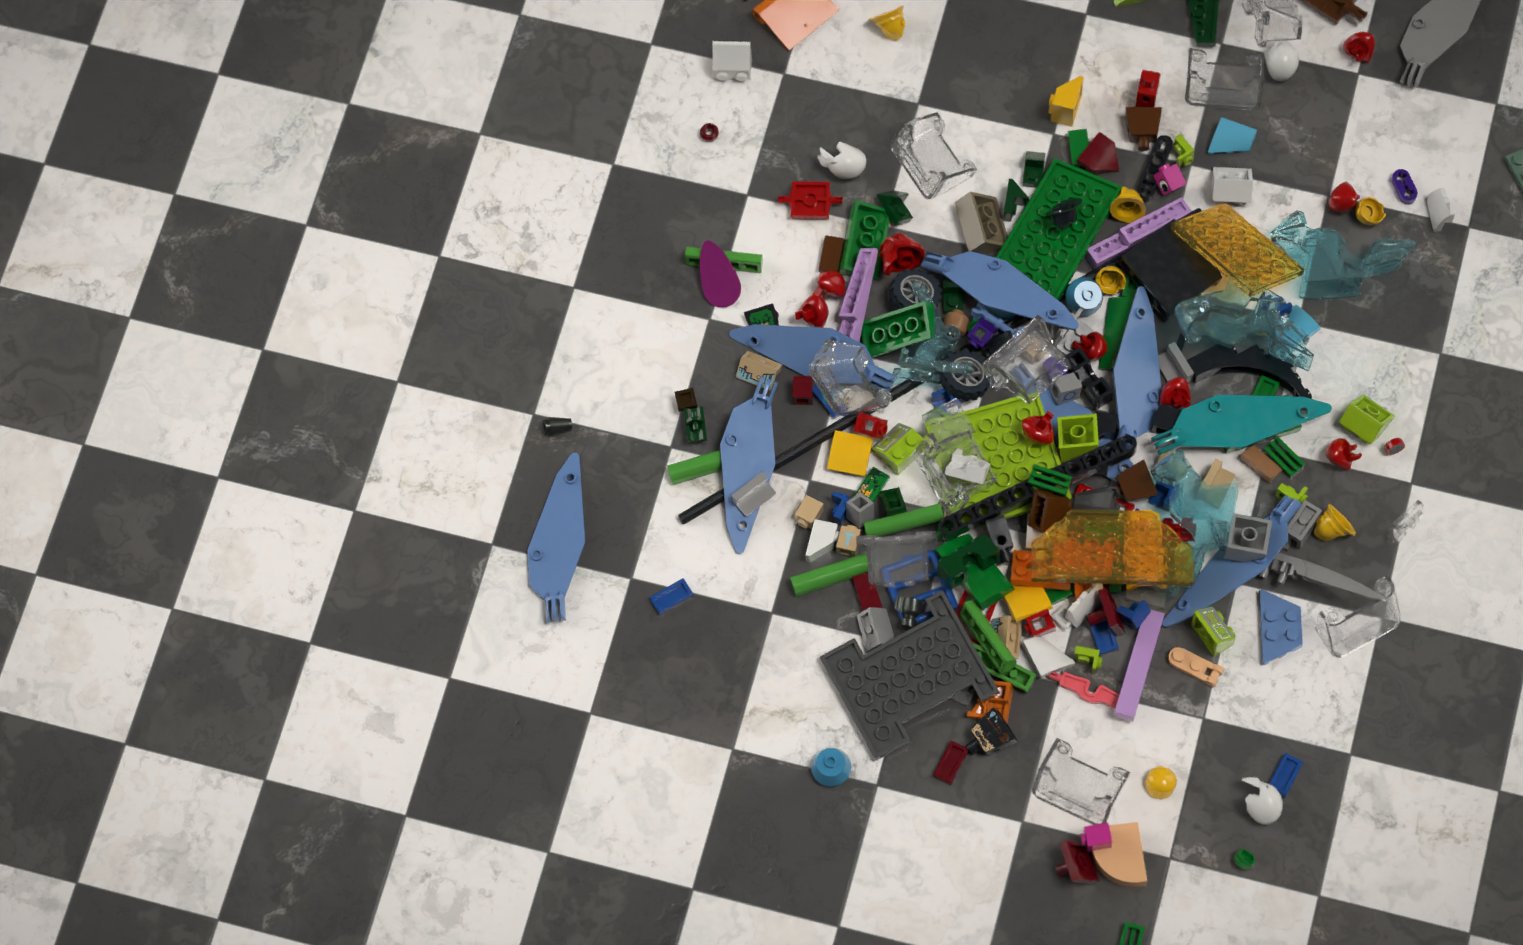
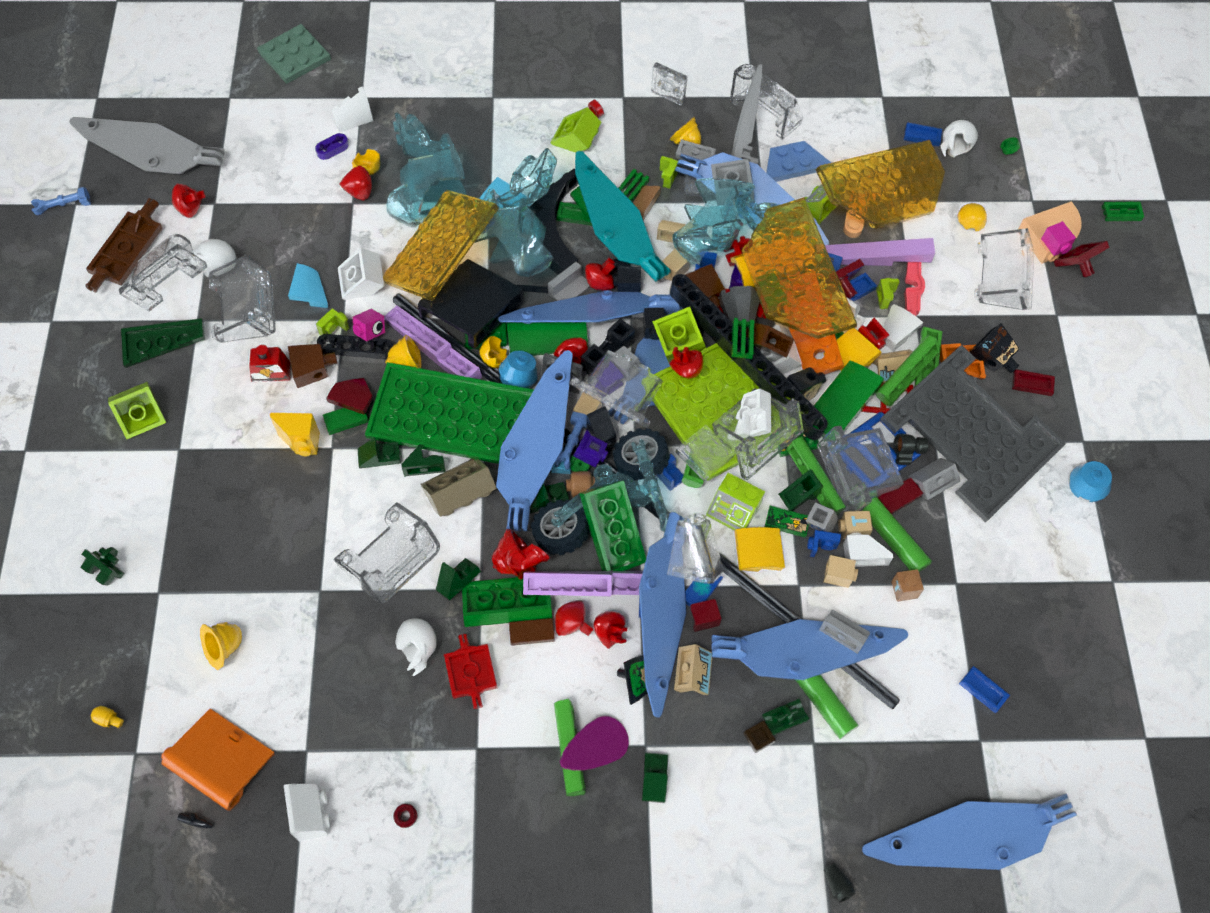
camera: 115 degrees left, 5 degrees down
(681, 317) = (655, 778): none -> dark green slope
(778, 562) = (907, 585): none -> medium nougat brick
(871, 425) = (726, 531): red window -> none
(979, 552) = (858, 409): dark green arch -> none
(1064, 213) = (431, 400): black piece -> none
(1212, 696) = (886, 184): none -> clear yellow plate
(1340, 453) = (617, 143): red piece -> none

